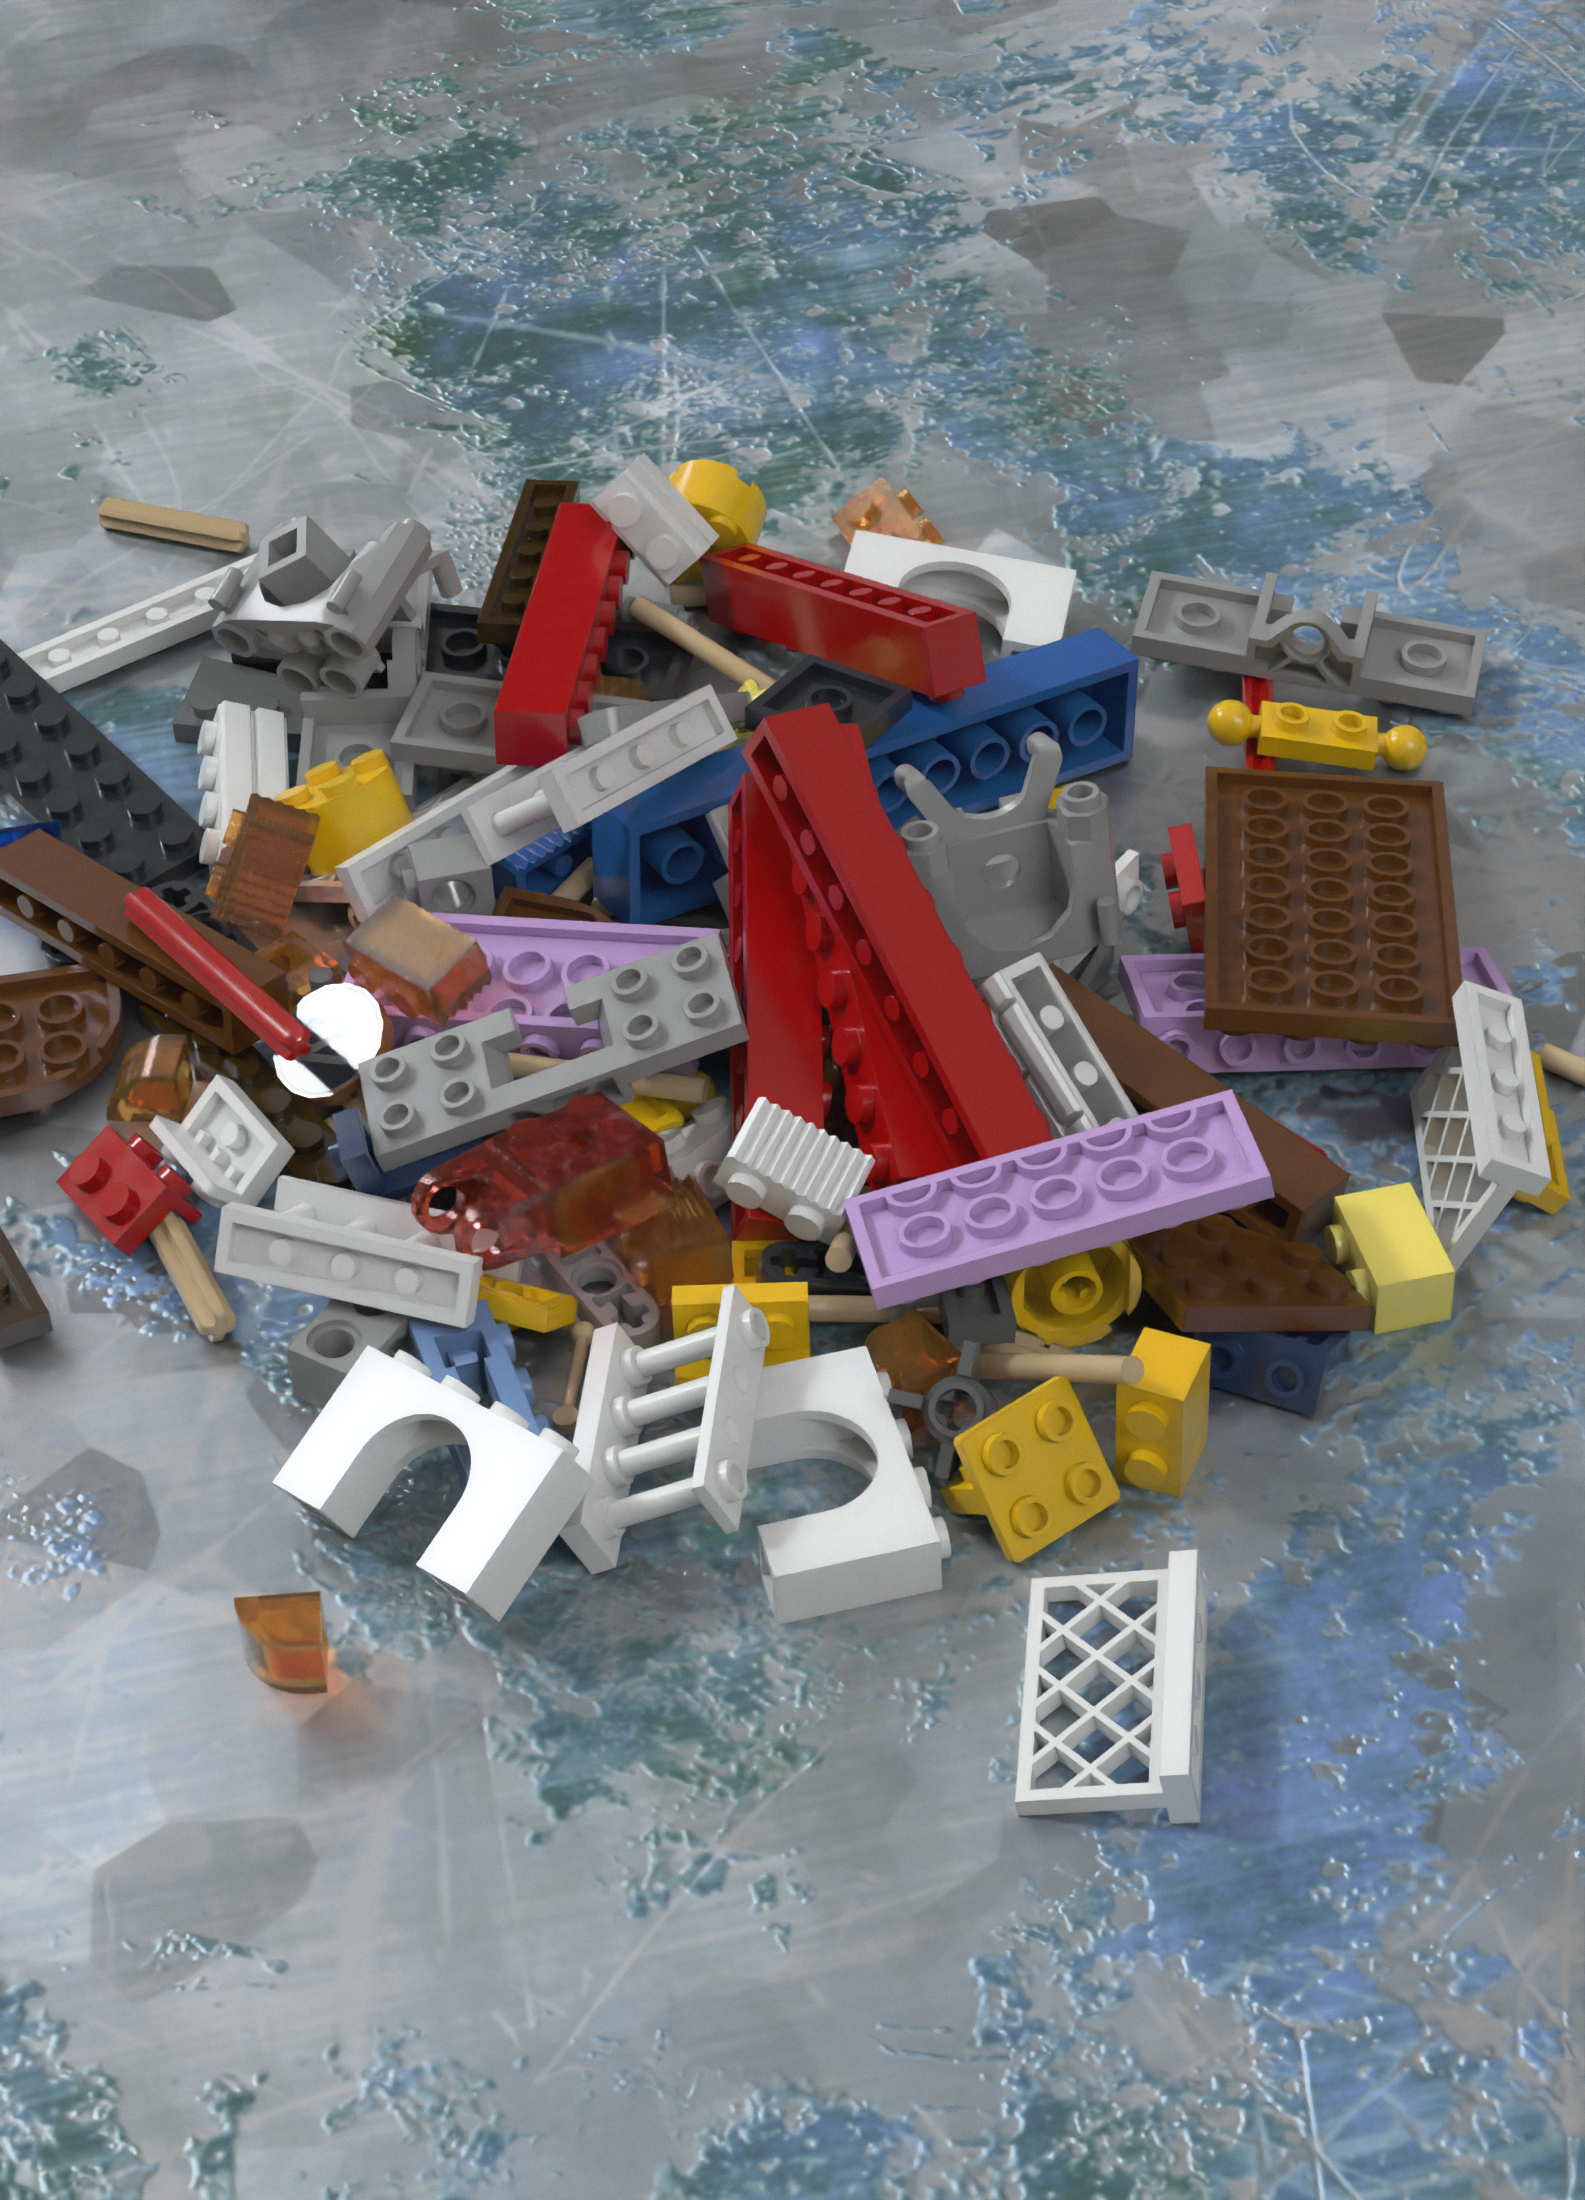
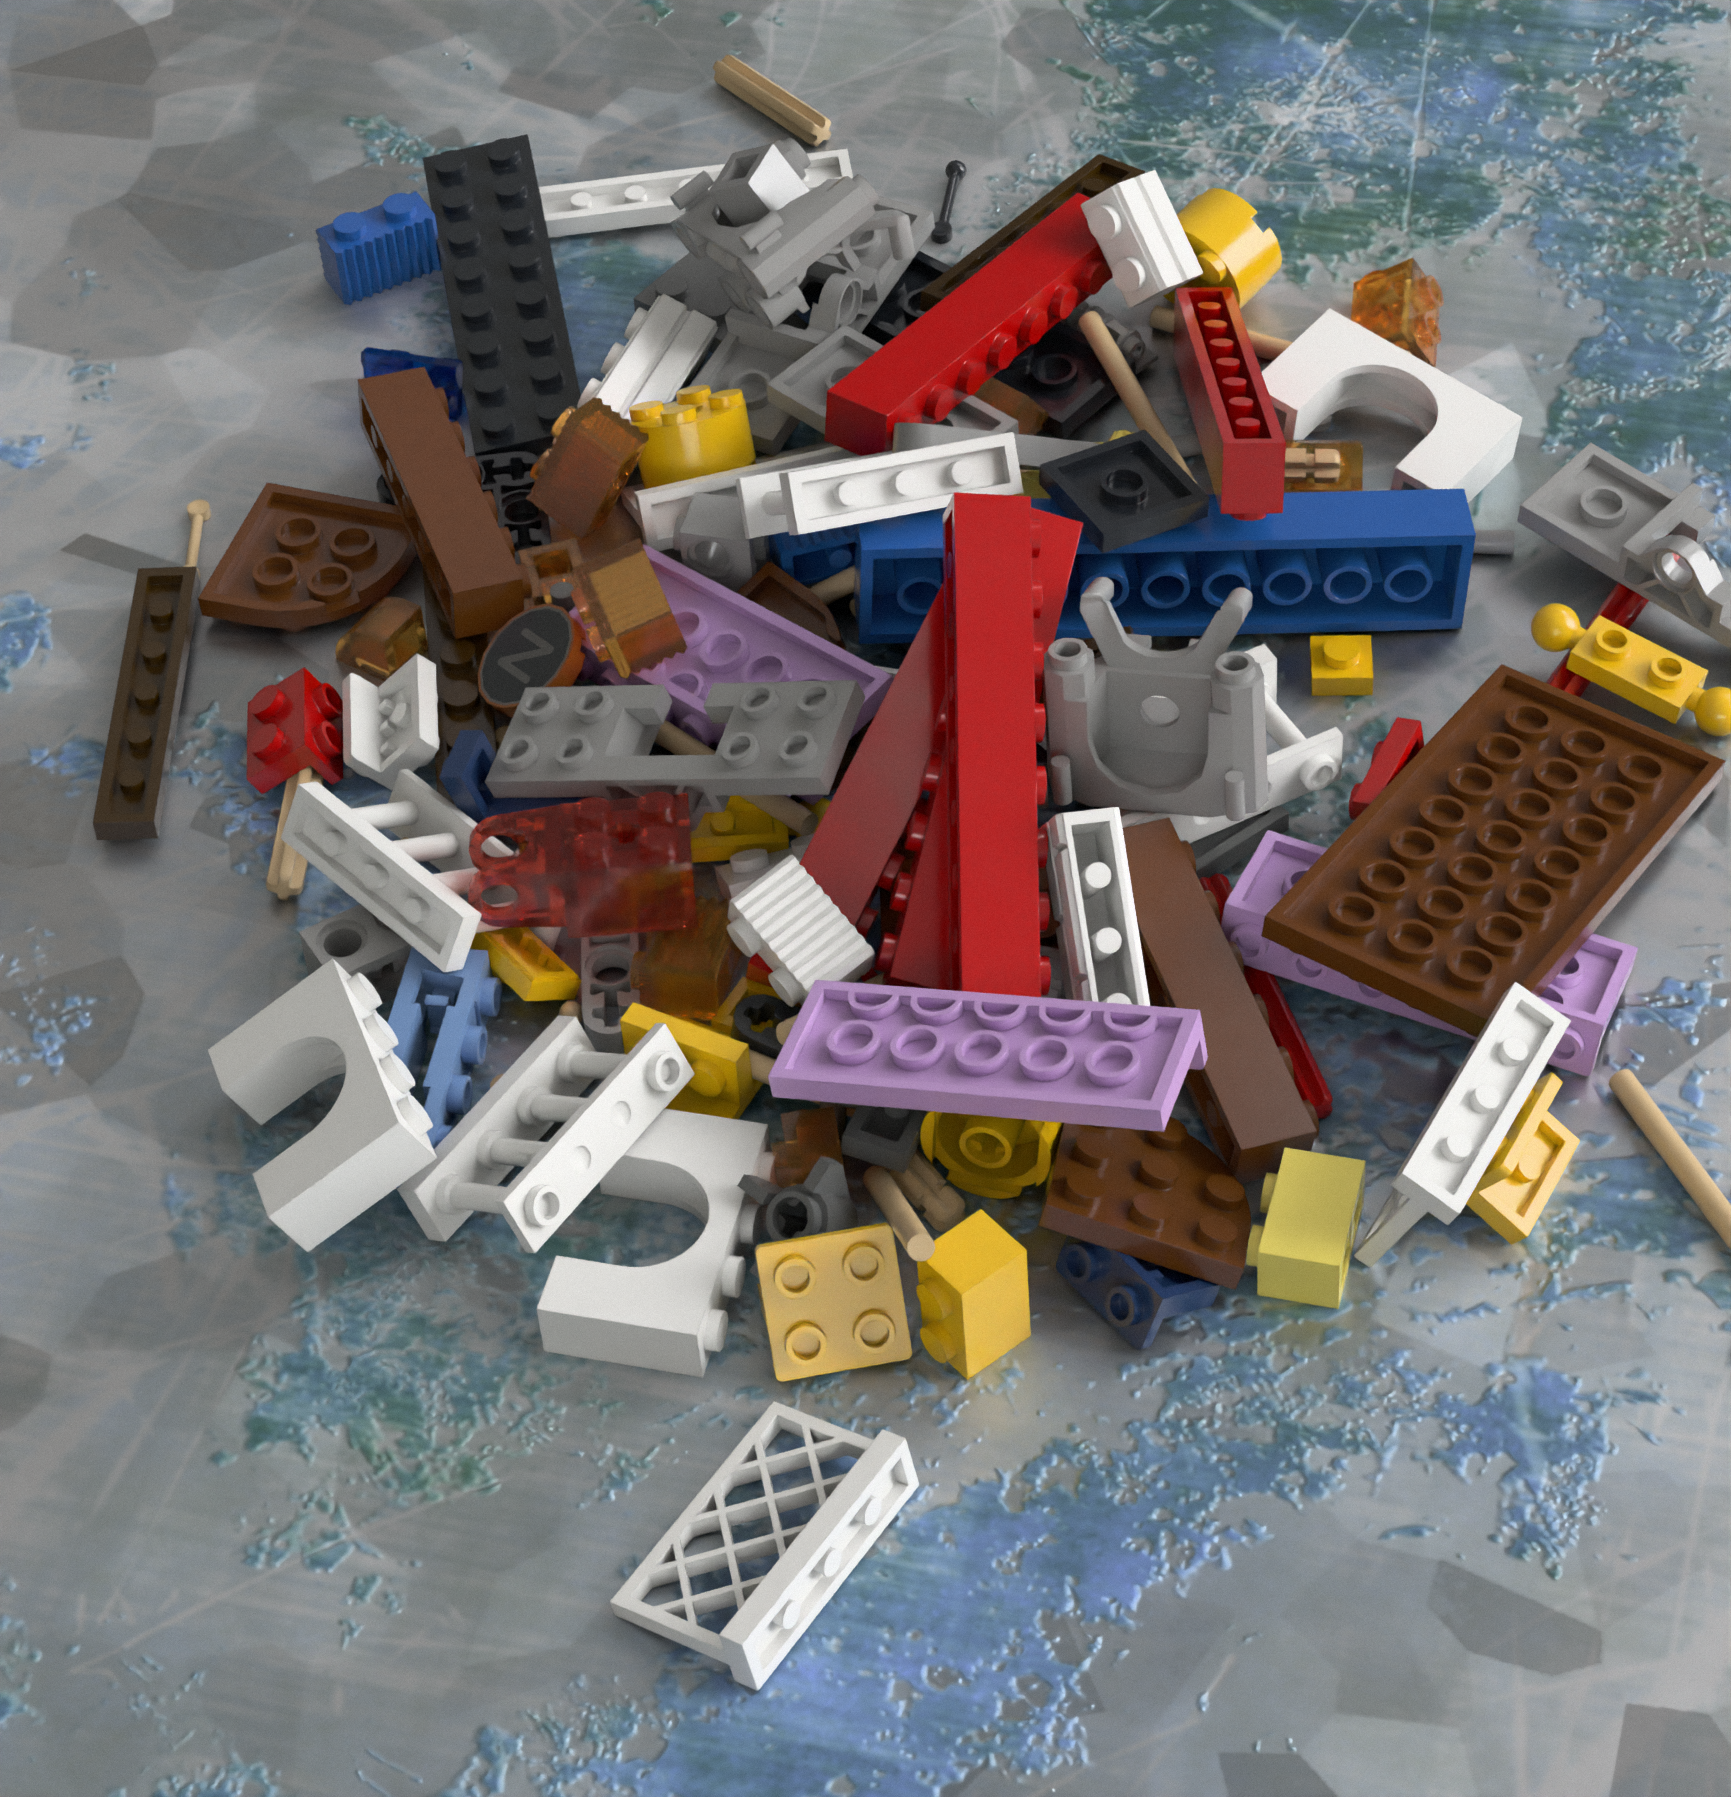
camera: 30 degrees right, 5 degrees up
(218, 974) = (455, 562): red axle -> none
(285, 1640) = (137, 1196): clear orange brick -> none

